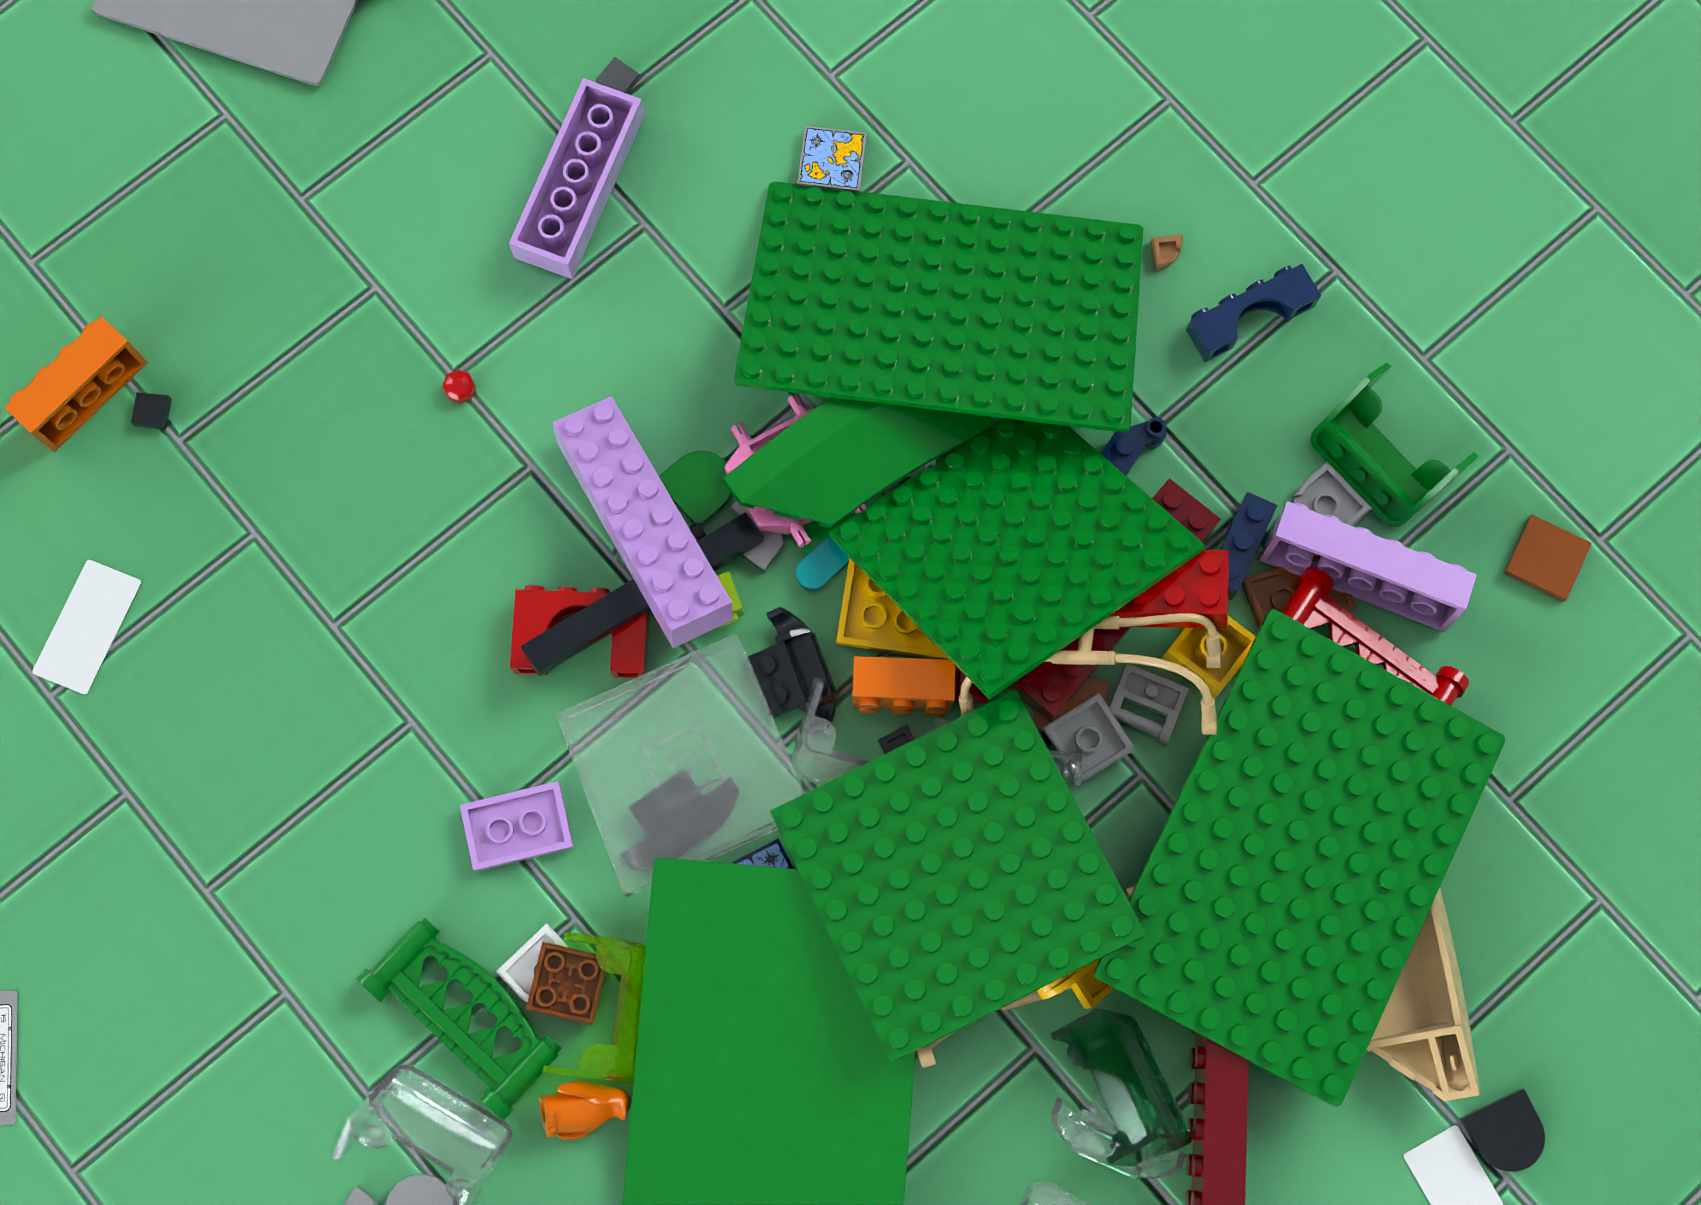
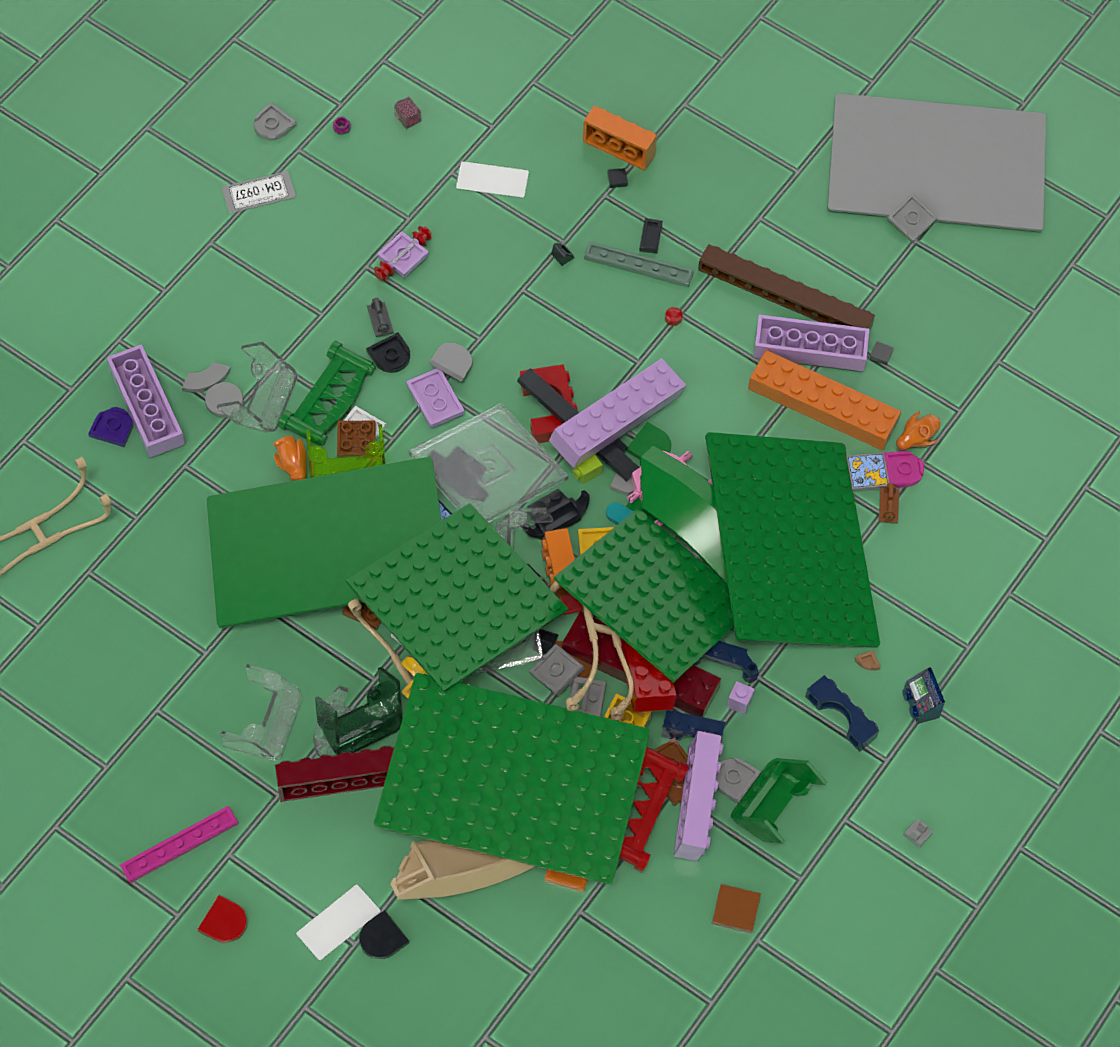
camera: 75 degrees right, 15 degrees down
(203, 819) = (403, 254): none -> lavender plate
(281, 541) = (562, 253): none -> black slope
(286, 384) = (650, 236): none -> black tile
(326, 889) = (379, 317): none -> dark grey hinge
(337, 419) = (638, 264): none -> sand green tile
(403, 886) = (390, 354): none -> black tile
(451, 778) = (453, 360): none -> light grey tile
(461, 196) = (781, 289): none -> reddish brown brick
(687, 188) = (824, 400): none -> orange brick
(783, 60) = (919, 432): none -> orange animal
(838, 103) = (903, 468): none -> dark pink tile
(899, 144) = (889, 504): none -> dark orange hinge
(1198, 458) = (740, 698): none -> lavender brick
(1255, 181) = (924, 696): none -> slope
(1468, 257) = (918, 833): none -> light grey tile

